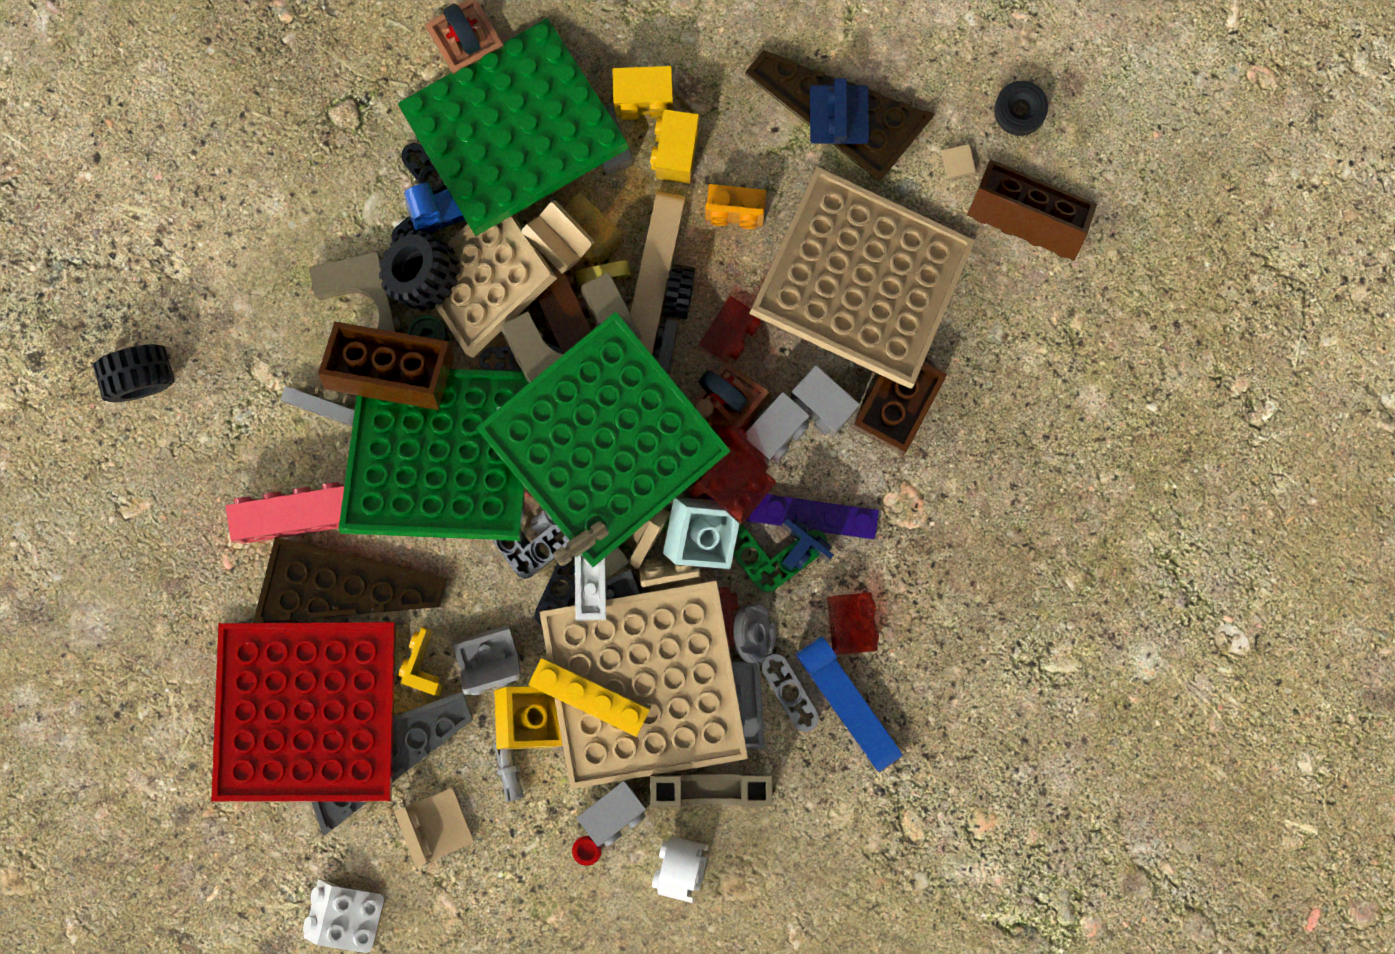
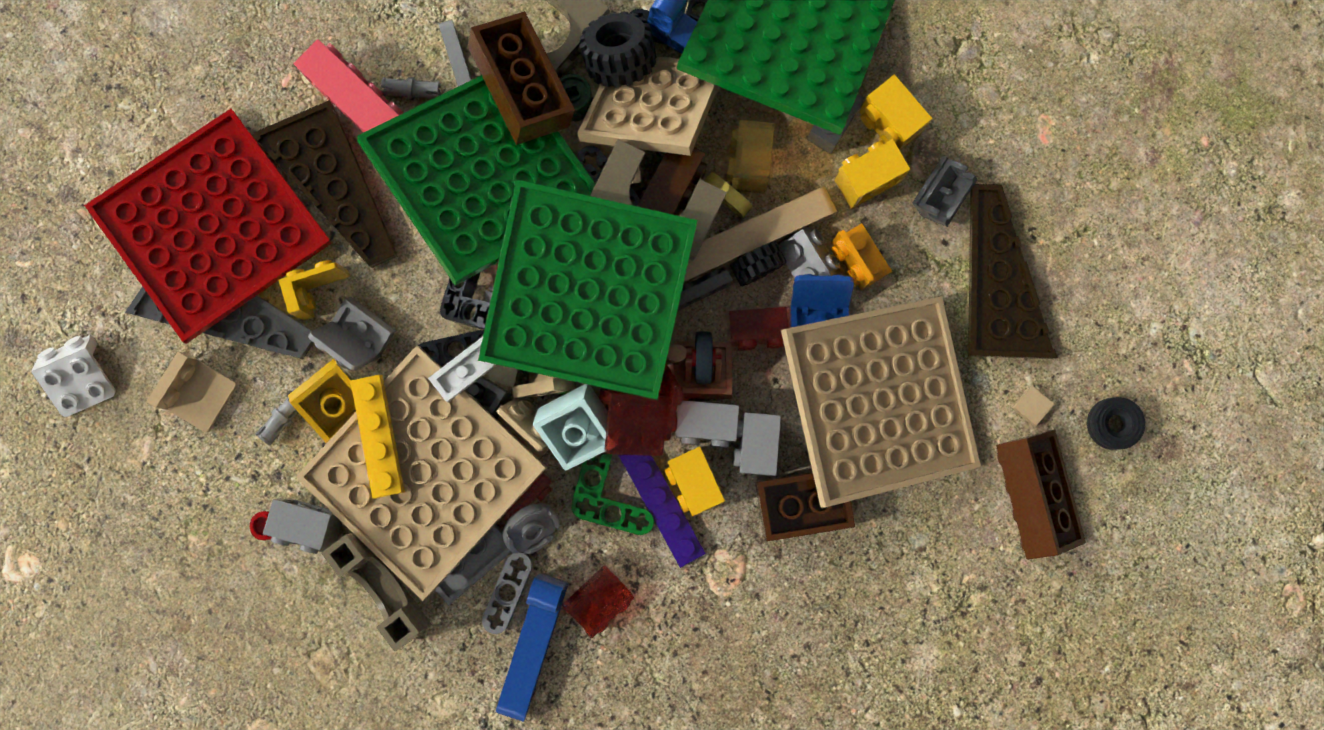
camera: 55 degrees right, 0 degrees up
(315, 463) = (410, 88): none -> light grey pin
(558, 237) = (725, 133): tan panel -> none
(581, 543) = (488, 335): dark tan axle -> none
(681, 869) = (300, 612): white brick -> none
(706, 247) = (808, 254): none -> light grey bracket
(734, 99) = (944, 191): none -> dark grey hinge
(746, 265) = (819, 298): none -> blue bracket
(799, 554) = (620, 517): dark blue bracket -> none
(815, 474) = (695, 482): none -> yellow brick
(839, 113) = (998, 281): dark blue bracket -> none

